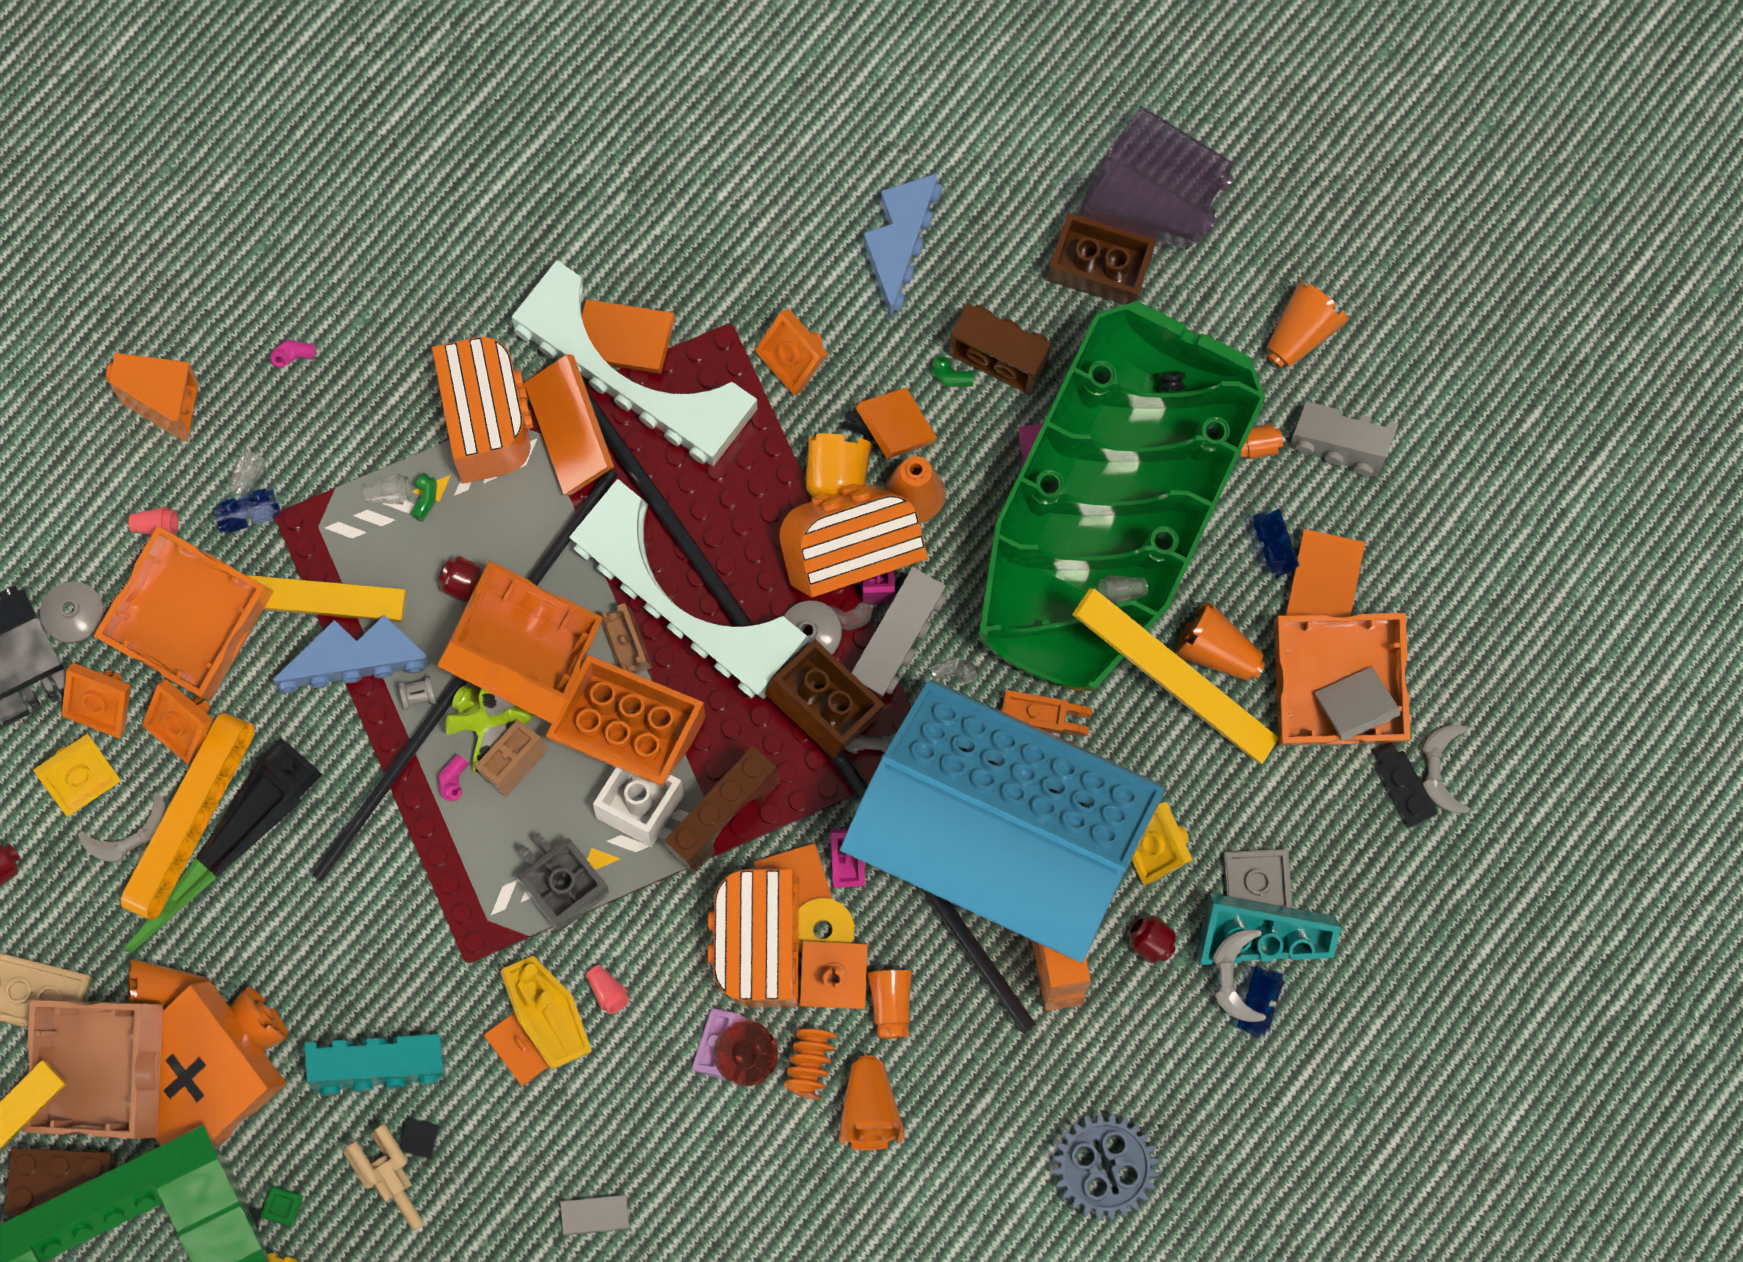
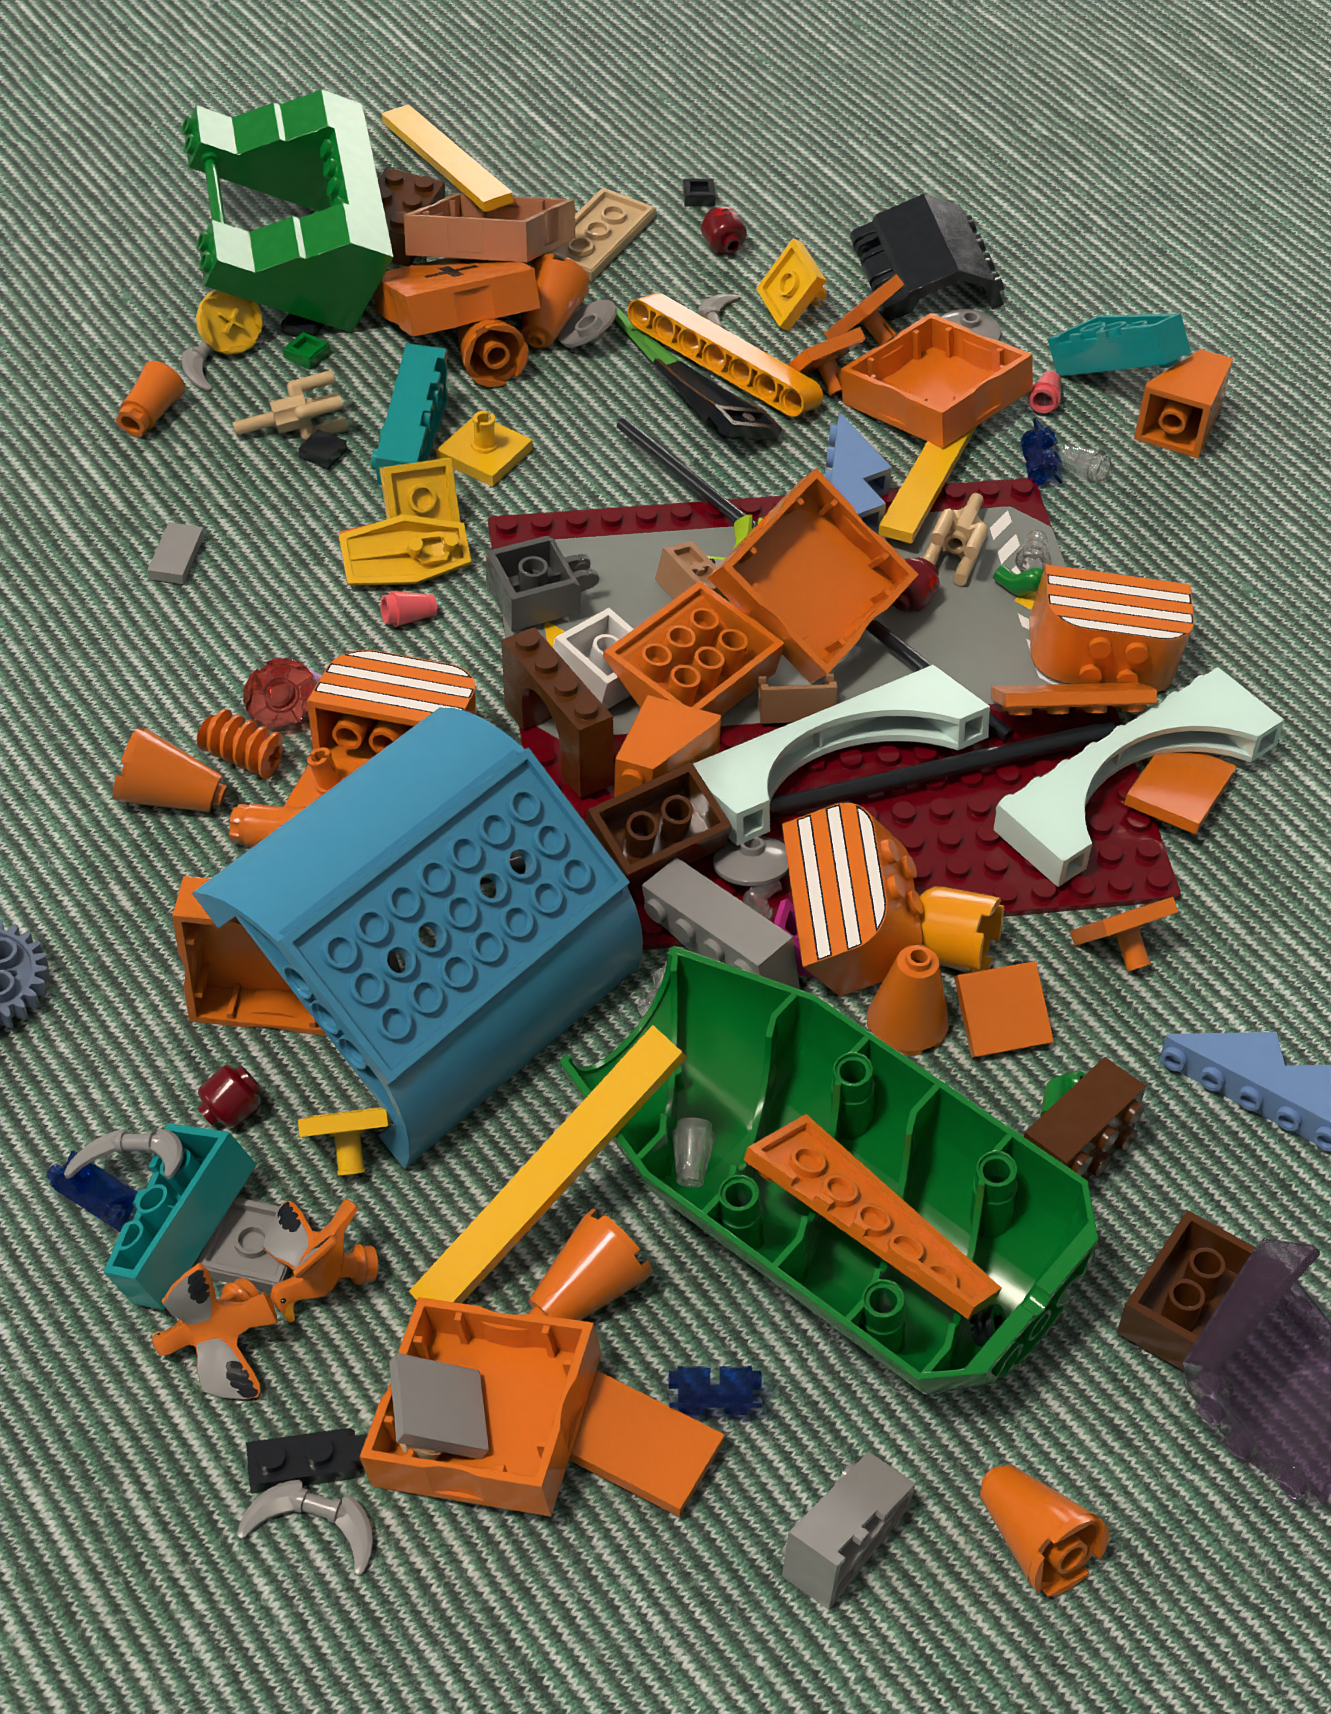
camera: 105 degrees right, 25 degrees down
(104, 457) = (1120, 343): none -> teal wedge
(163, 951) = (588, 324): none -> light grey dish
(290, 351) = (1219, 521): dark pink arm -> none
(376, 995) = (485, 448): none -> yellow tile
(390, 552) = (960, 534): none -> tan plant
(449, 780) = (684, 532): dark pink arm -> none
(482, 1016) = (421, 490): none -> yellow tile
(745, 718) = (664, 739): none -> orange slope
(1046, 712) = (585, 1046): orange hinge -> none
(1128, 478) = (850, 1196): none -> orange wing
(1262, 442) = (873, 1419): orange brick -> none
(1267, 827) = (315, 1256): none -> orange animal
(1342, 872) = (214, 1329): none -> animal

